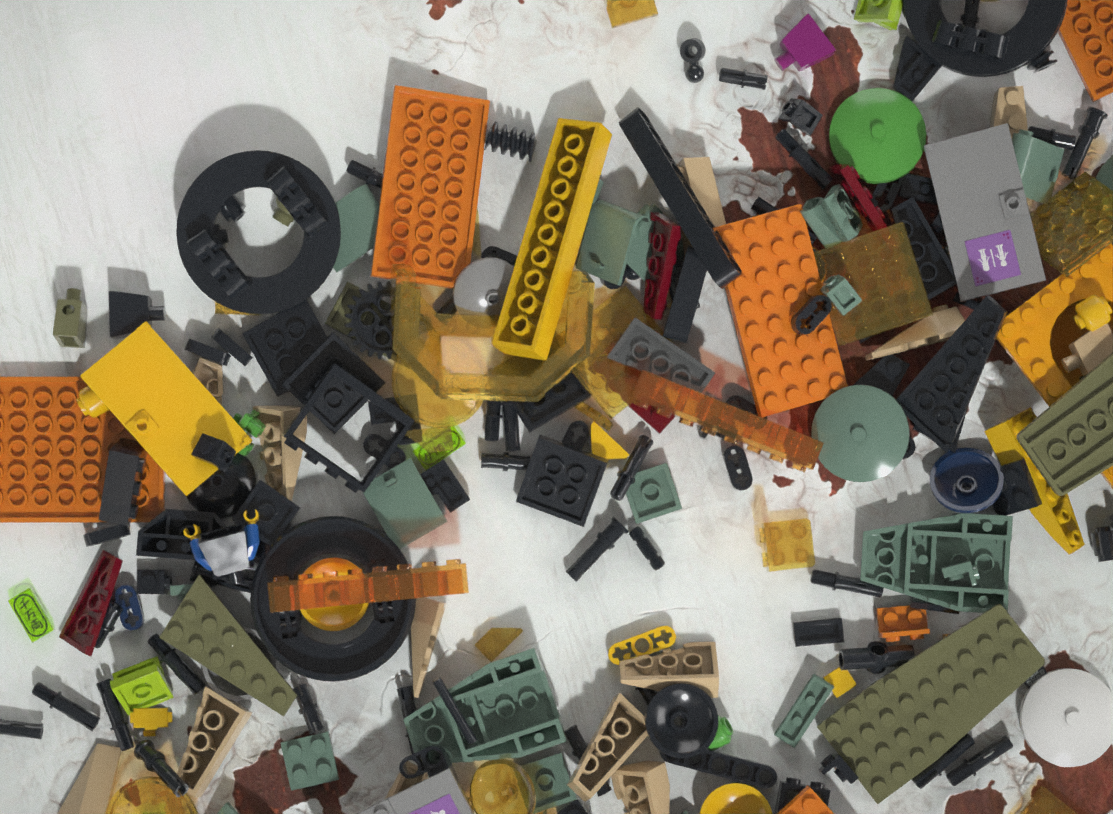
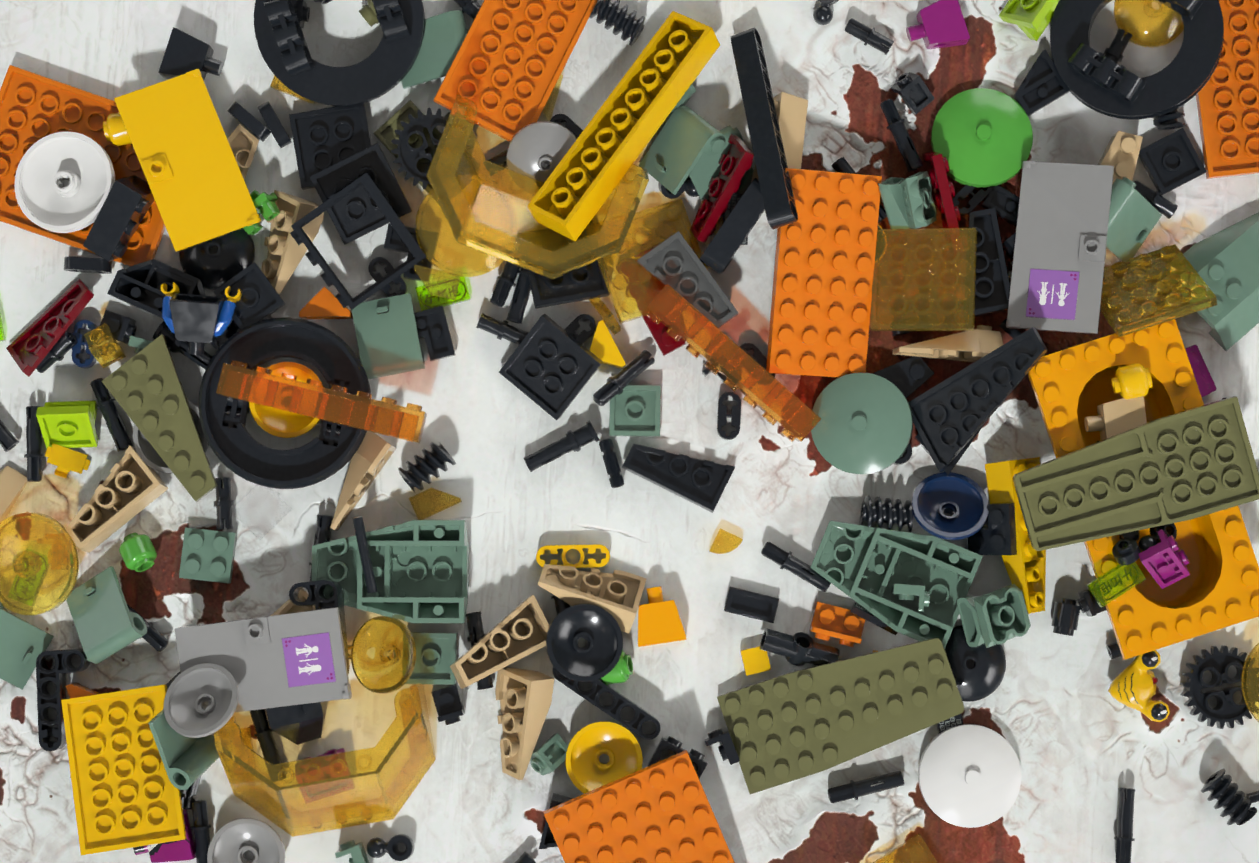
camera: 20 degrees right, 0 degrees up
(60, 467) = (63, 181): none -> white dish
(70, 320) = (126, 44): olive torso -> none
(148, 603) = (104, 346): none -> clear yellow bracket
(156, 762) = (56, 503): black pin -> none
(214, 452) = (218, 218): black bracket -> none
(245, 780) = (138, 552): none -> bright green head
(336, 497) = (324, 306): none -> orange slope
(480, 610) = (426, 466): none -> black piece
(719, 537) = (687, 477): none -> black wing
(740, 676) = (658, 620): none -> light orange torso
(774, 584) = (725, 542): none -> clear yellow tile
(787, 545) = (750, 508): clear yellow bracket -> none
(804, 710) = (710, 676): sand green tile -> none
(807, 311) = (856, 293): black beam -> none
(840, 294) = (889, 278): sand green bracket -> none
(911, 506) = (887, 513): none -> black piece
(943, 762) = (832, 774): black axle -> none
(1041, 567) = (994, 616): none -> sand green piece
(1047, 602) = (987, 671): none -> black dish
(1056, 98) = (1171, 161): none -> black plate
(1088, 132) = (1191, 206): black pin -> none

